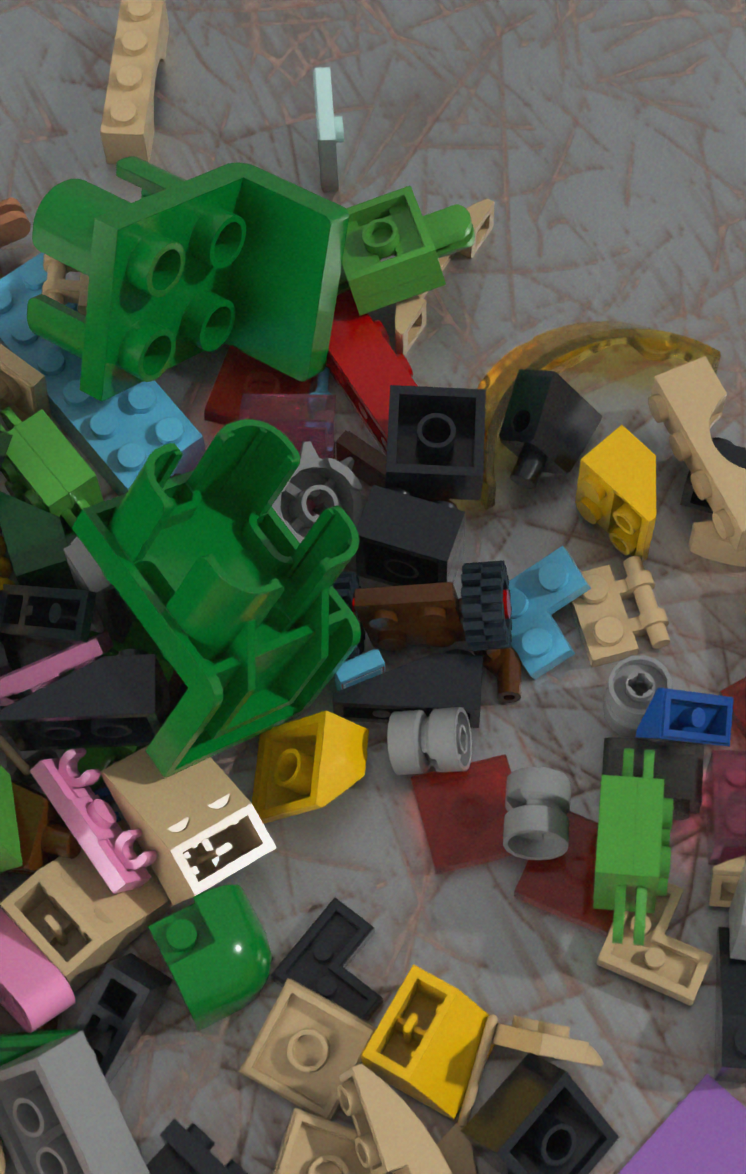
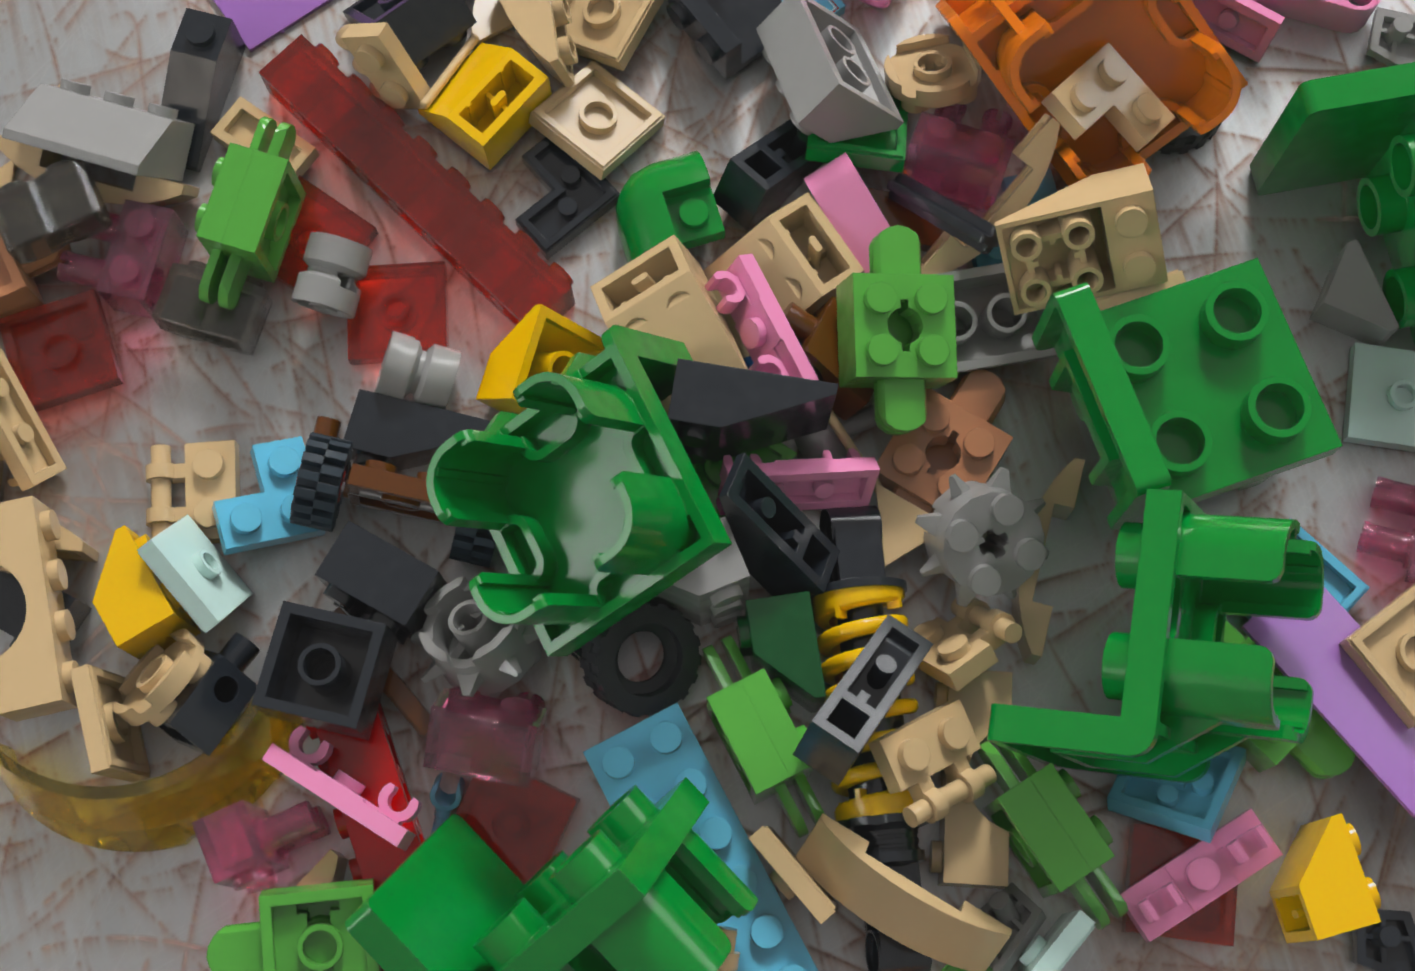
camera: 170 degrees left, 10 degrees up
(395, 358) = (343, 790): none -> bright pink plate
(471, 328) = (250, 847): none -> clear pink brick
(484, 940) = (414, 184): none -> clear red brick
(573, 401) = (160, 679): none -> tan plate
(581, 515) = (195, 573): none -> light aqua plate
(617, 386) = (111, 743): none -> tan plate
(631, 691) = (200, 382): light grey wheel -> none
(688, 718) = (158, 333): blue slope -> none

